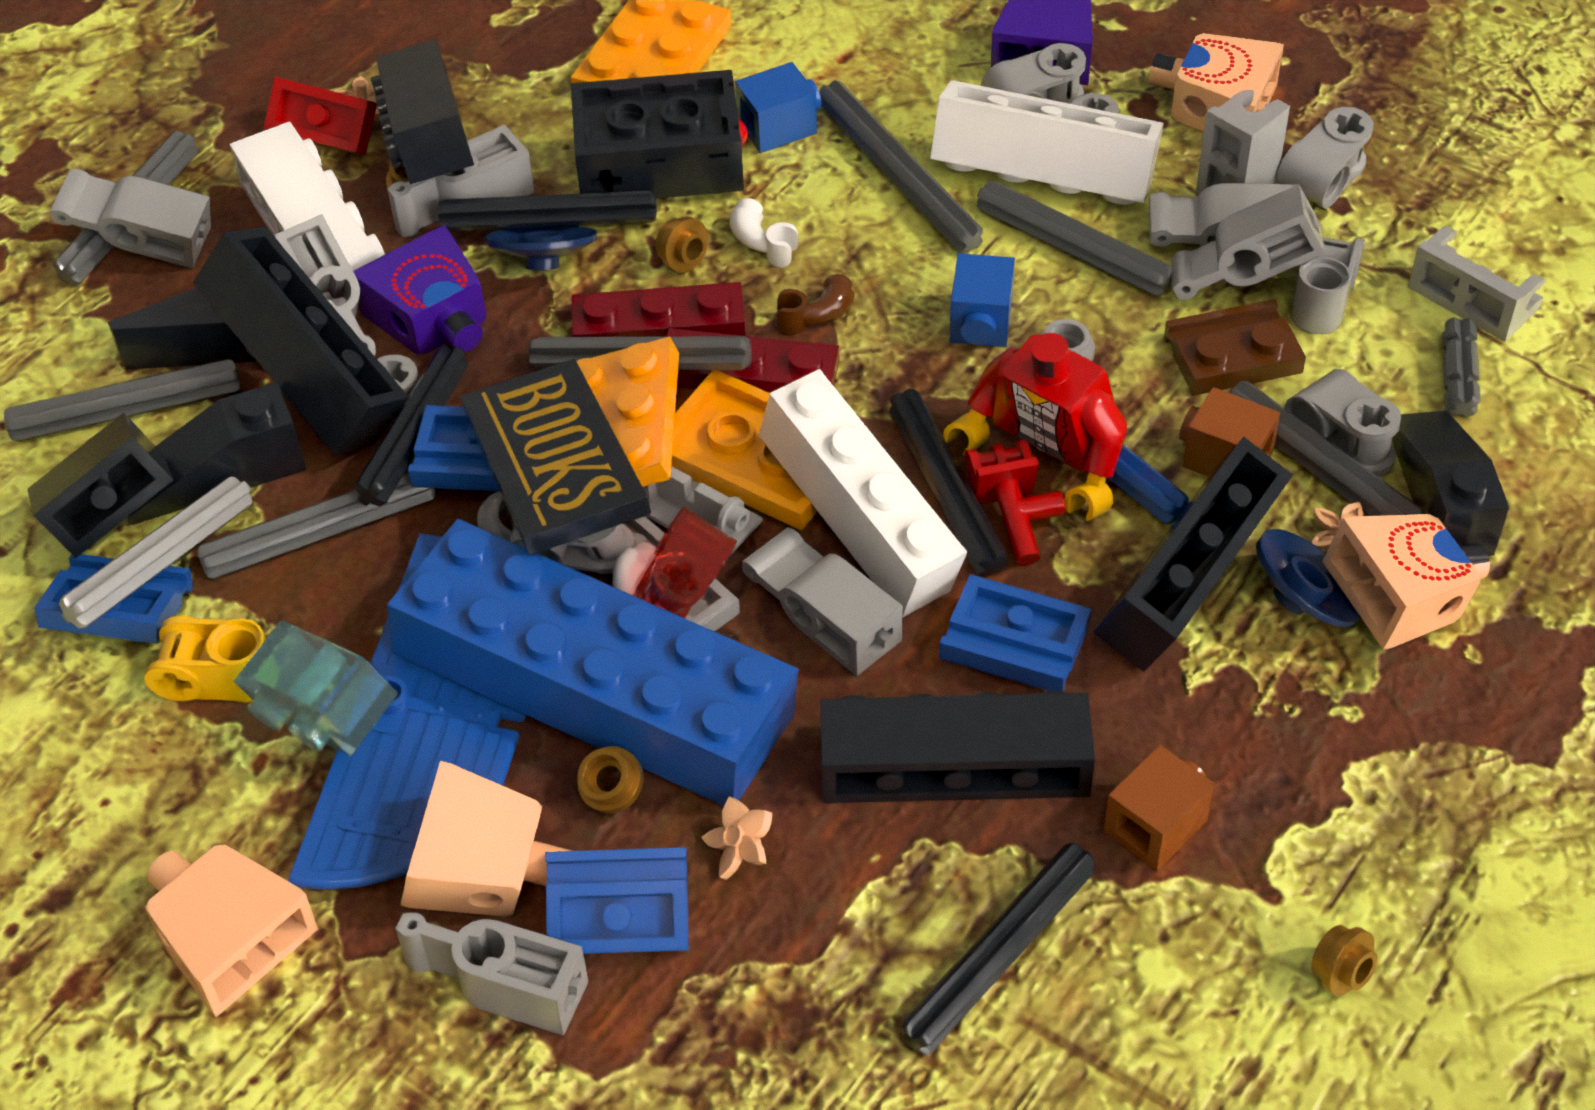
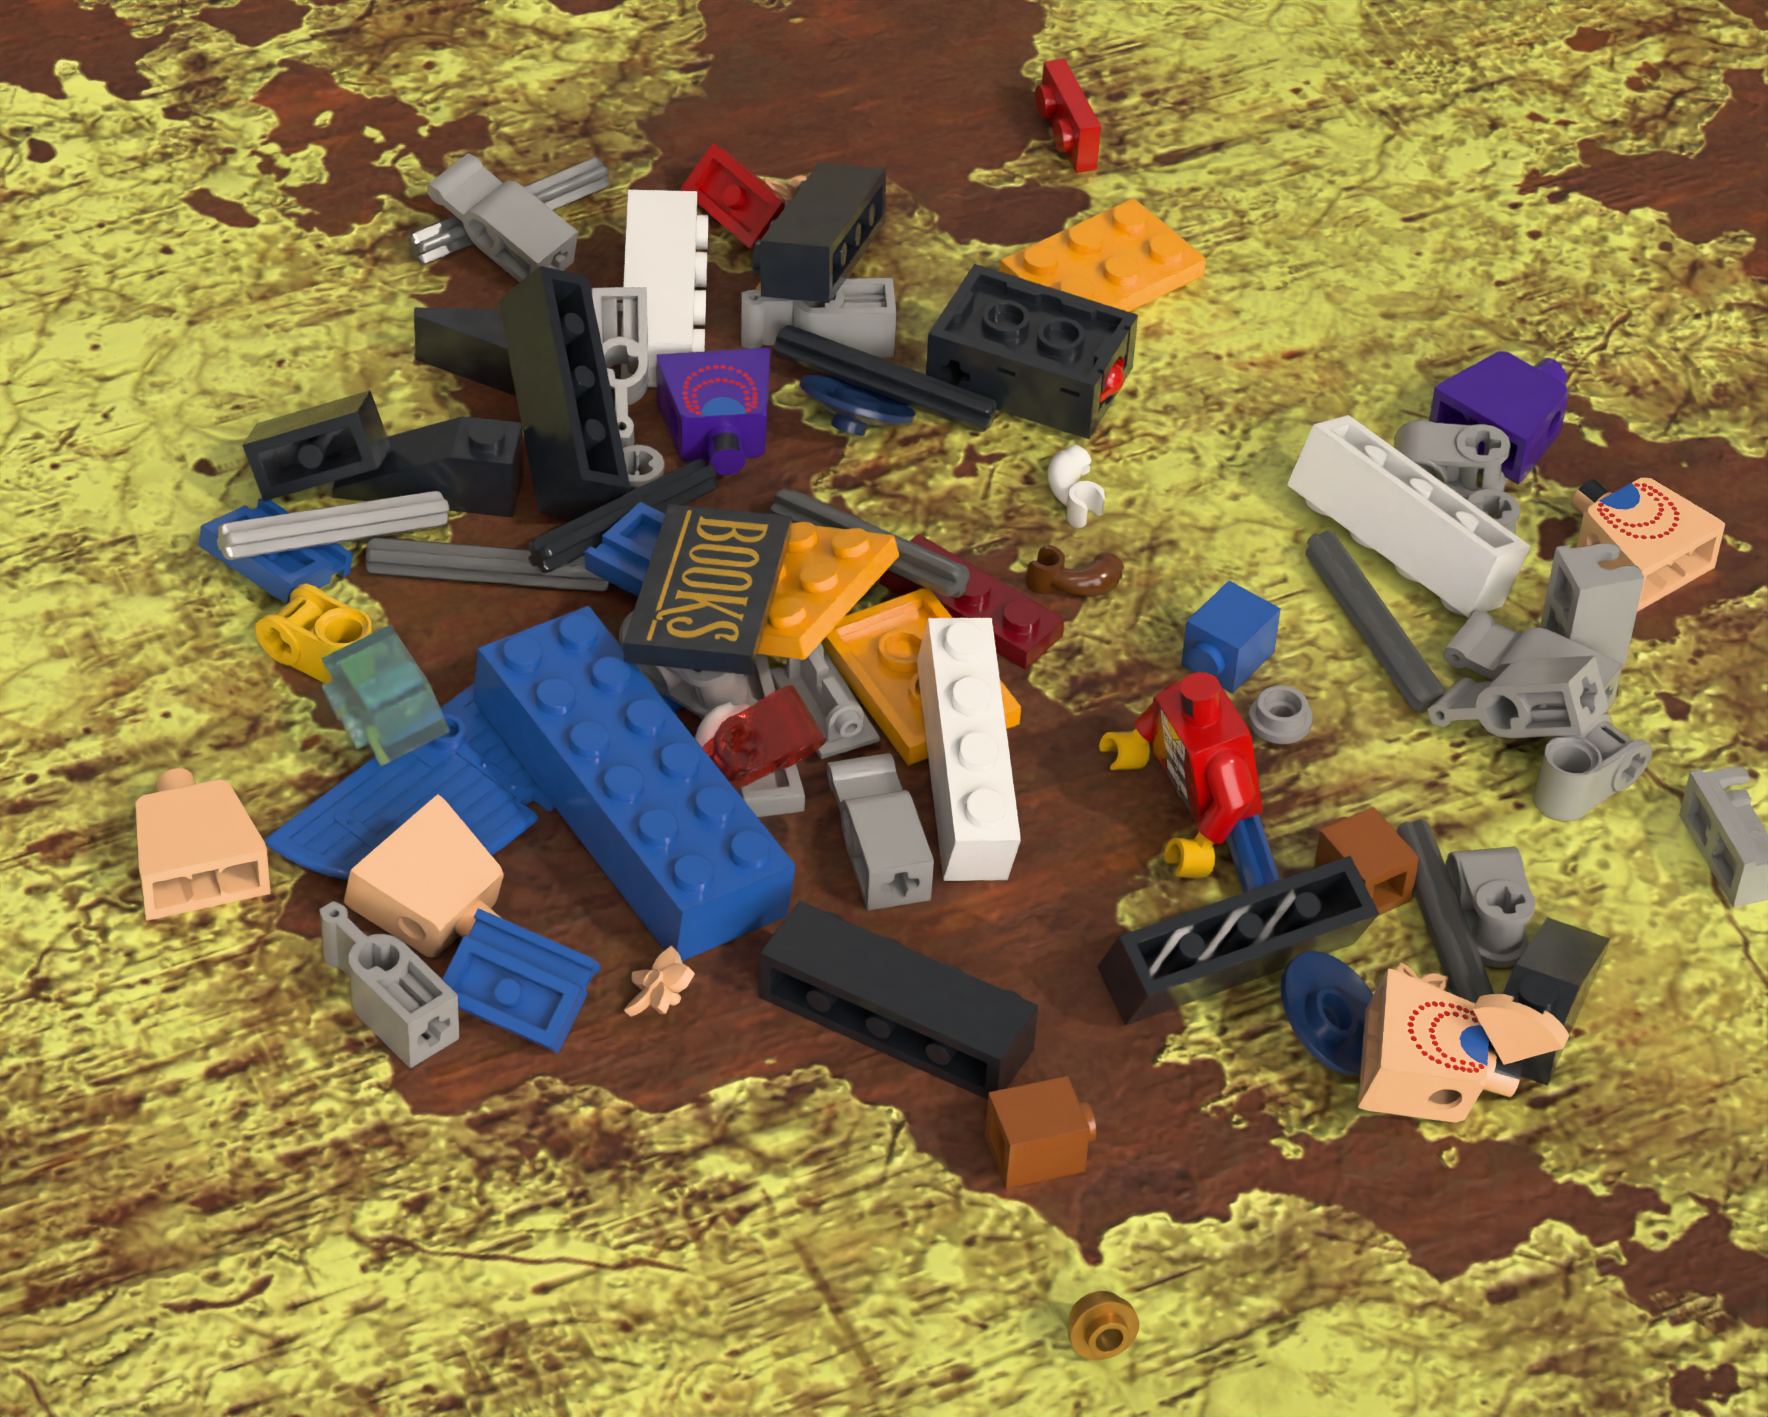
camera: 25 degrees right, 5 degrees down
(130, 397) = (393, 384): dark grey axle -> none
(594, 772) = (583, 886): pearl gold plate -> none
(655, 310) = (910, 510): dark red plate -> none
(682, 243) = (981, 451): pearl gold plate -> none
(777, 106) = (1177, 372): blue brick -> none
(901, 167) = (1257, 481): dark grey axle -> none
(948, 483) = (1073, 784): black axle -> none
(996, 949) = (815, 1174): black axle -> none
(1005, 478) = (1126, 808): red arm -> none
(1015, 633) = (1028, 936): blue plate -> none
(1234, 347) = (1449, 789): reddish brown plate -> none
(1328, 156) = (1682, 659): light grey piece -> none
(1461, 367) = (1658, 906): dark grey axle -> none
(1480, 519) = (1517, 1029): none -> light nougat tile

